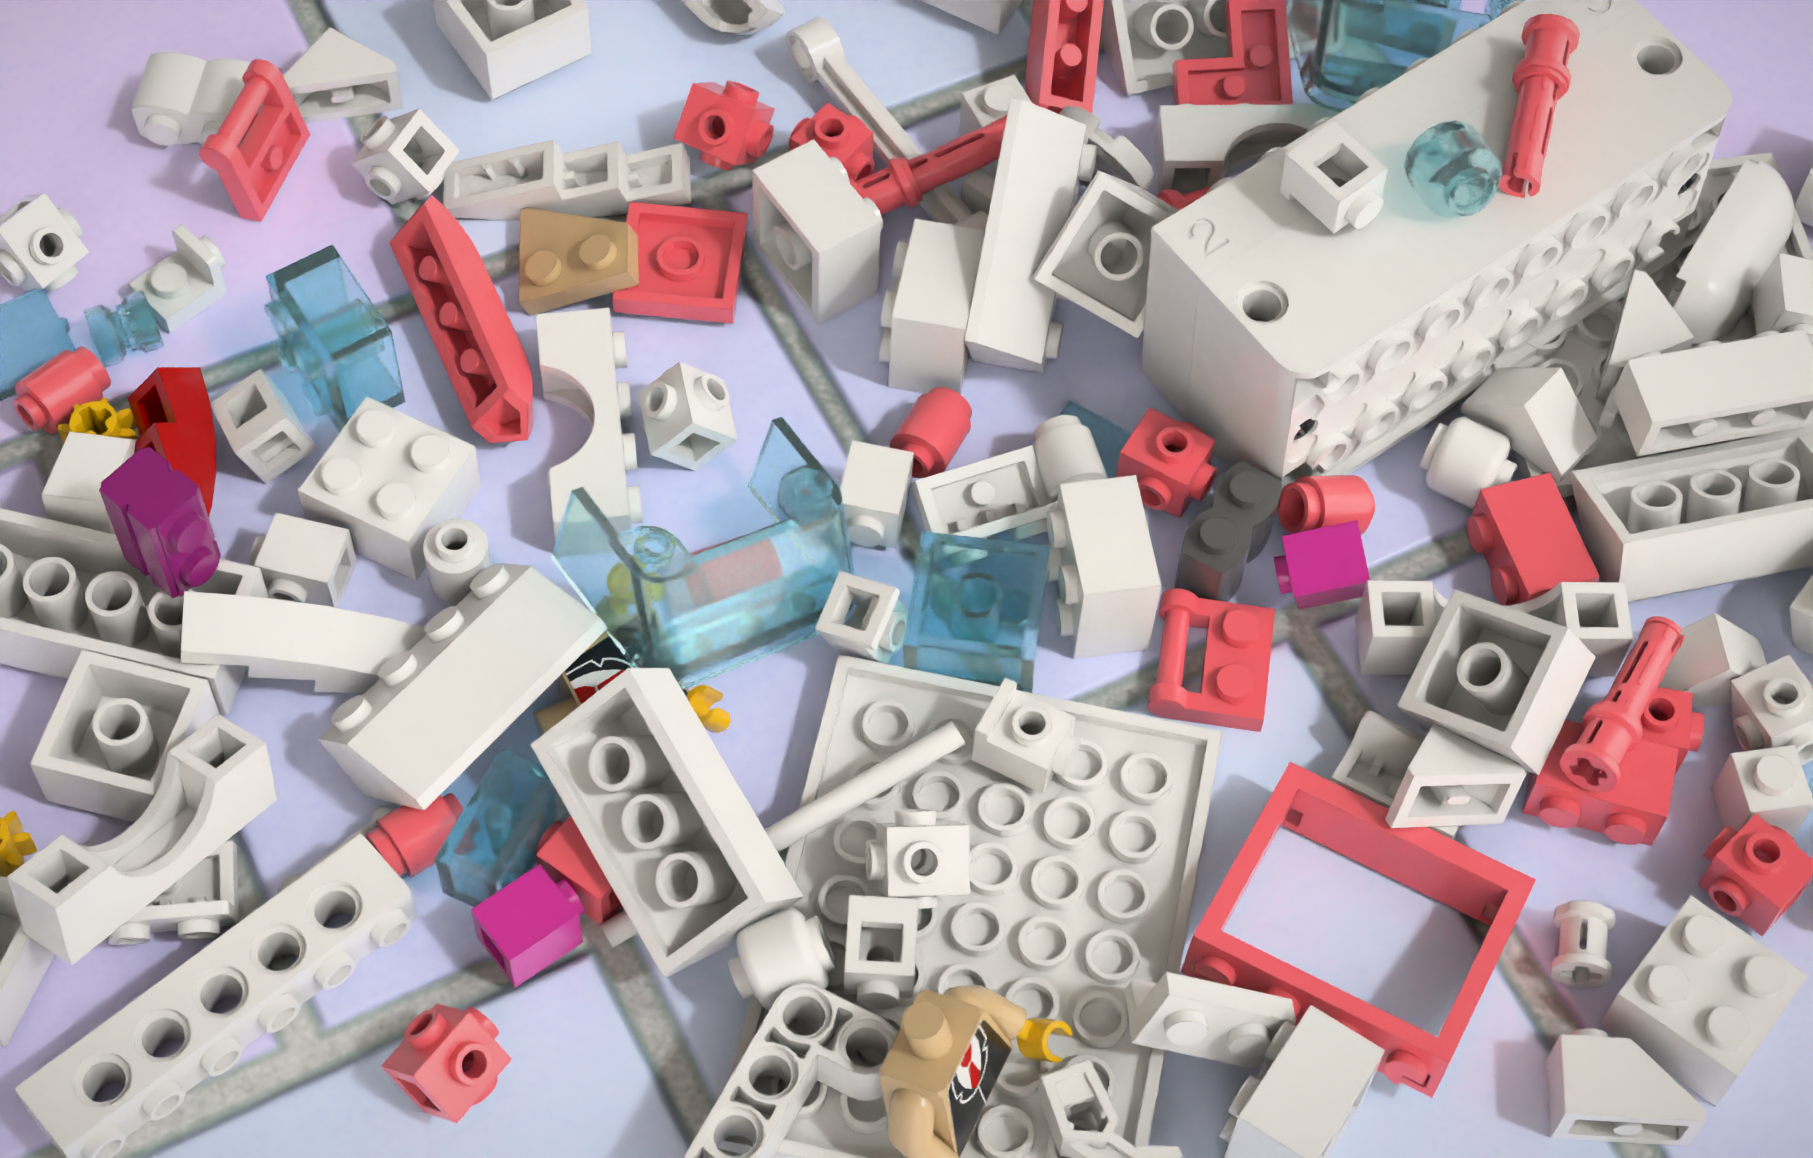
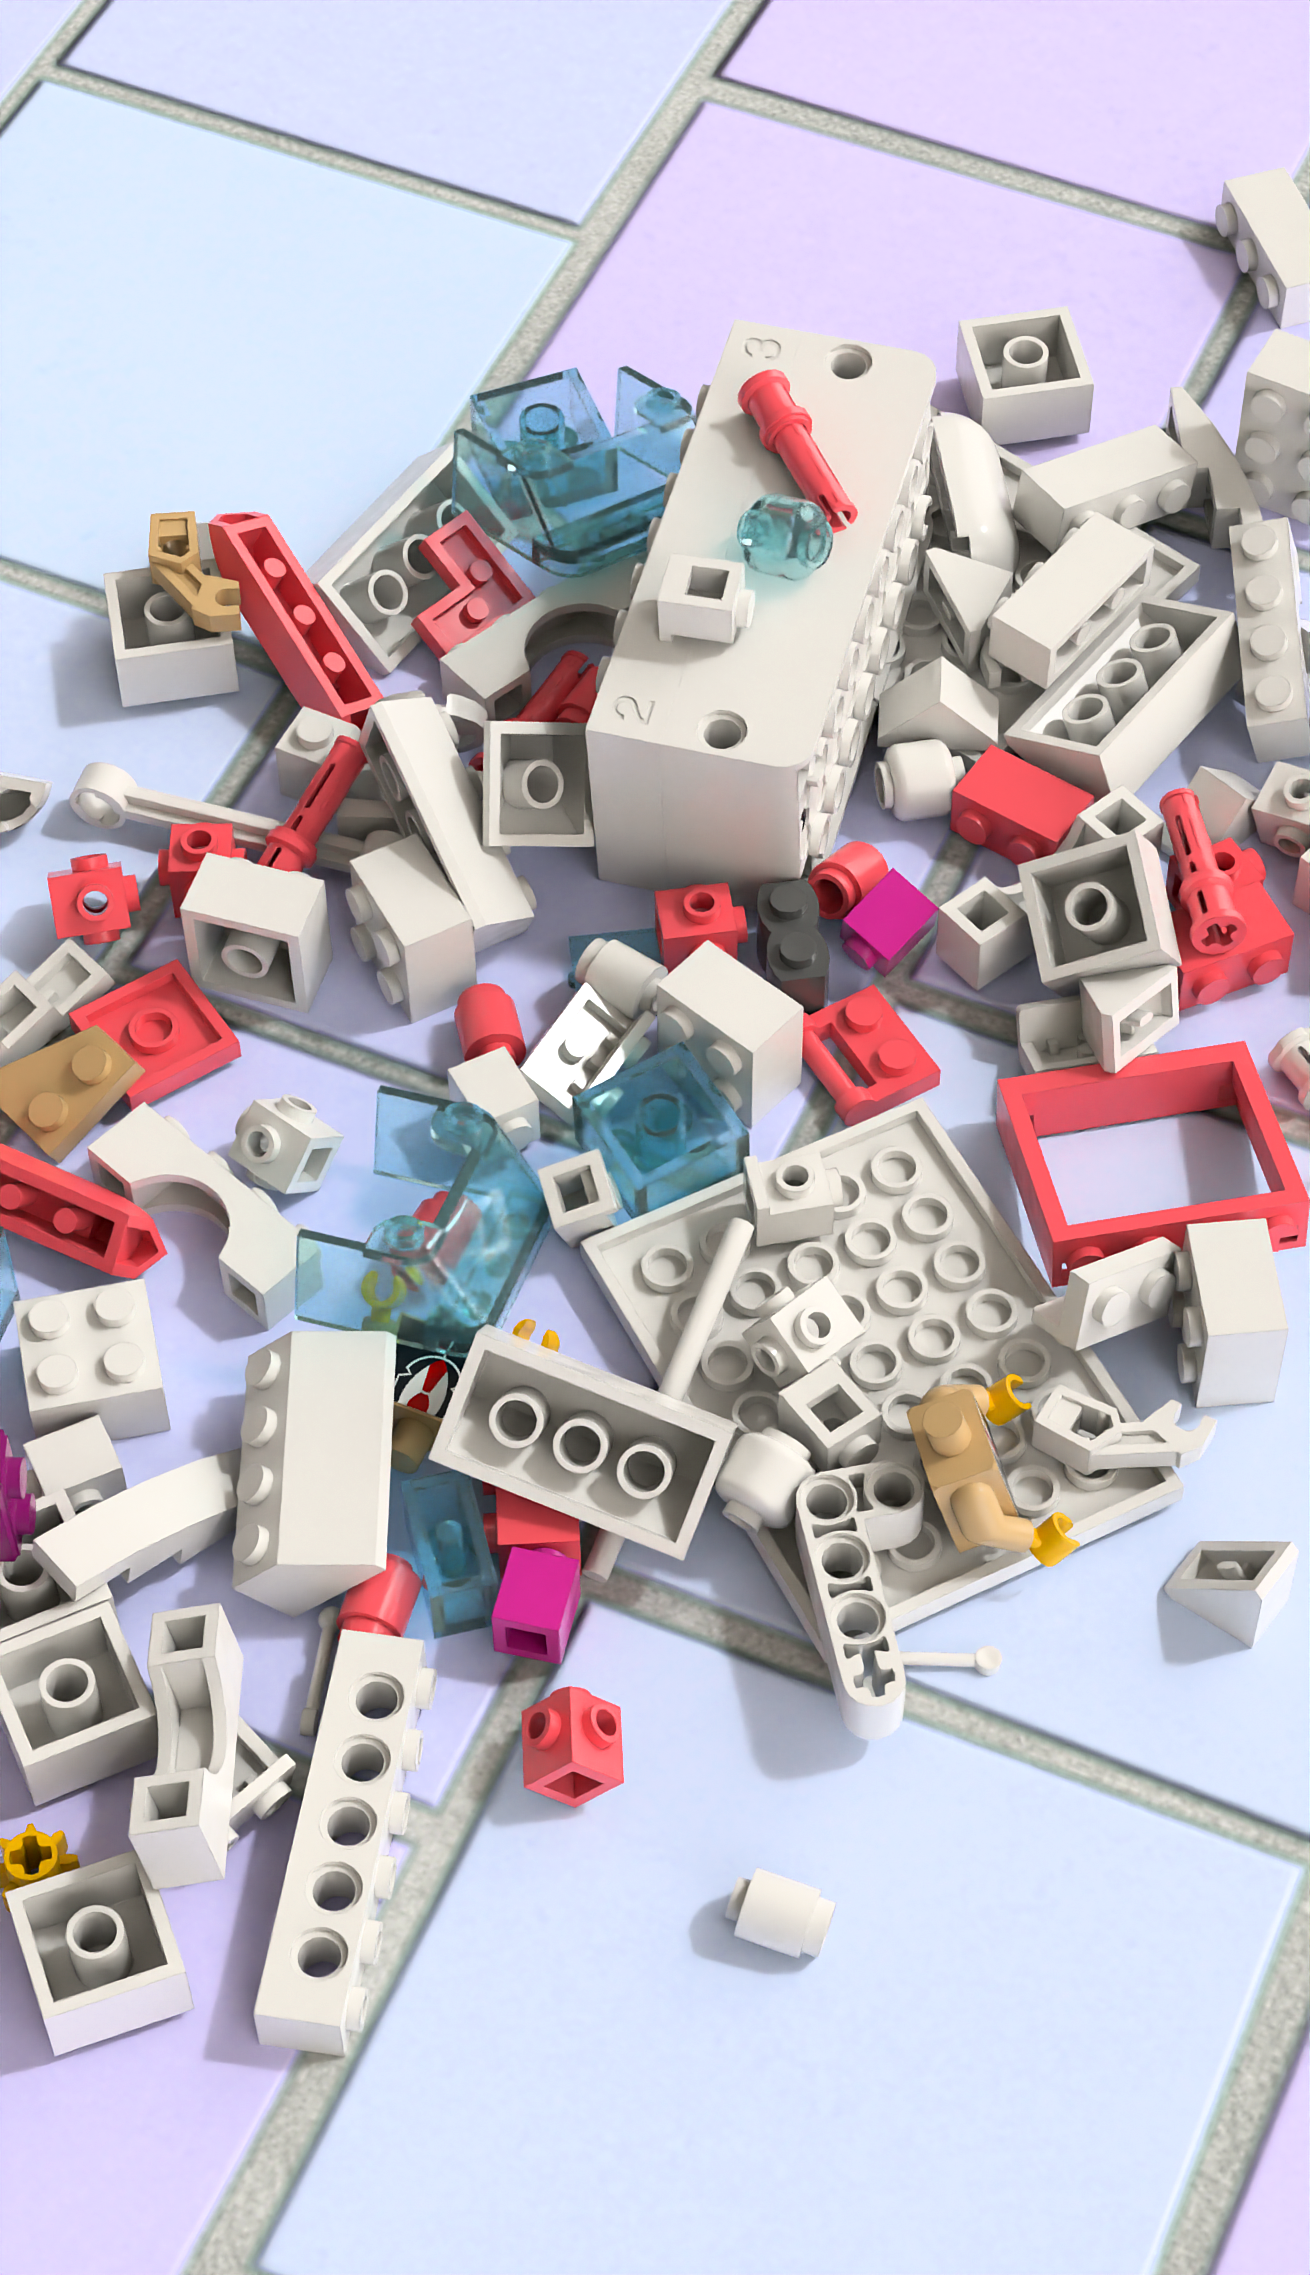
camera: 35 degrees left, 5 degrees down
(454, 556) = (208, 1381): white brick -> none

